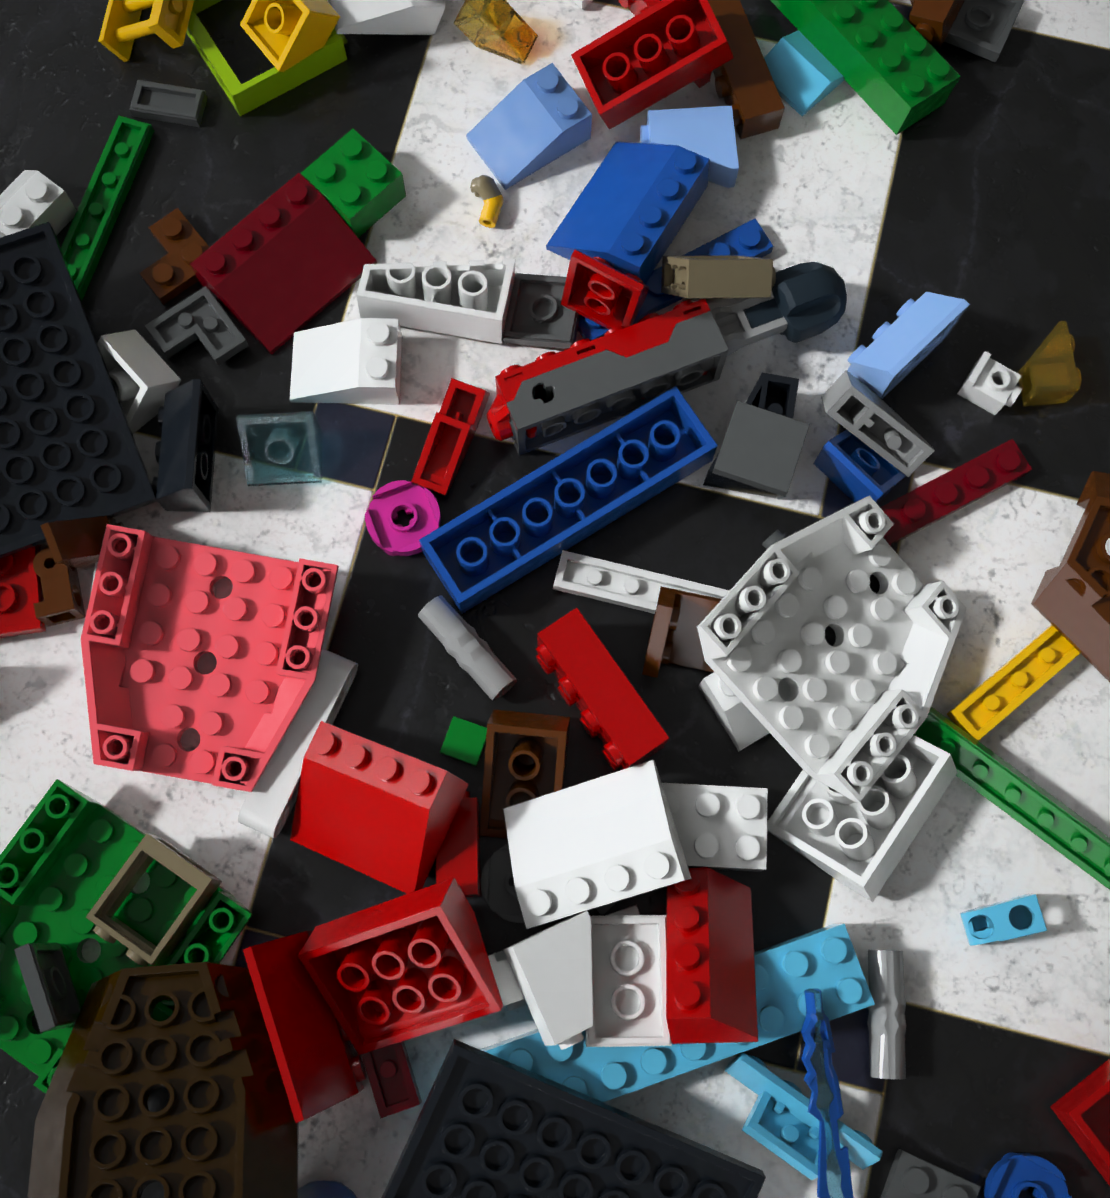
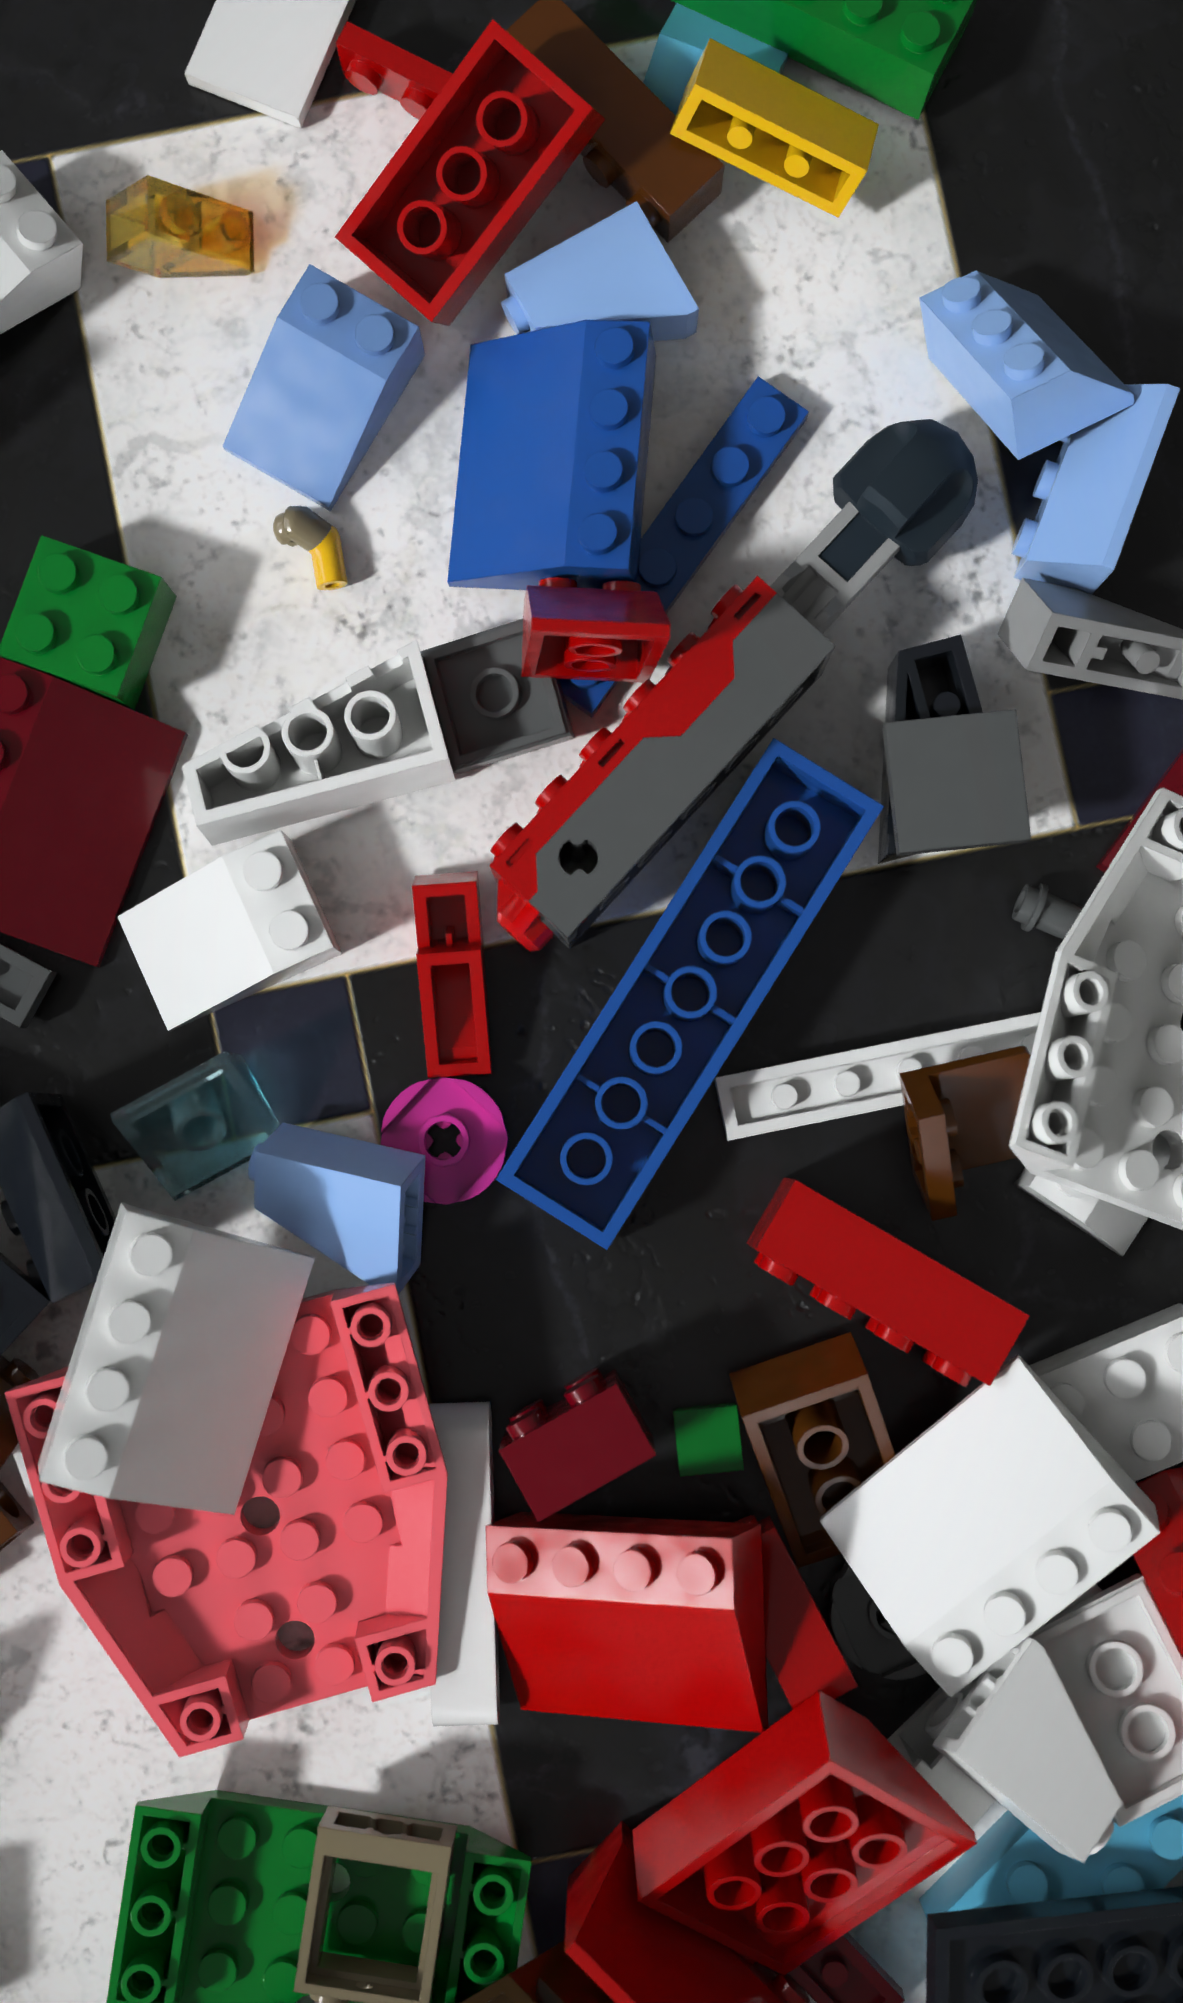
camera: 20 degrees left, 10 degrees up
(202, 548) = (174, 1364): none -> white slope
(336, 520) = (344, 1199): none -> light blue slope
(391, 699) = (576, 1442): none -> dark red brick
(467, 647) = (644, 1298): light grey axle -> none
(717, 276) = (754, 520): dark tan window -> none
(818, 101) = (775, 128): none -> yellow brick
(857, 468) = (1111, 730): blue slope -> none
(891, 262) = (1017, 362): none -> light blue slope

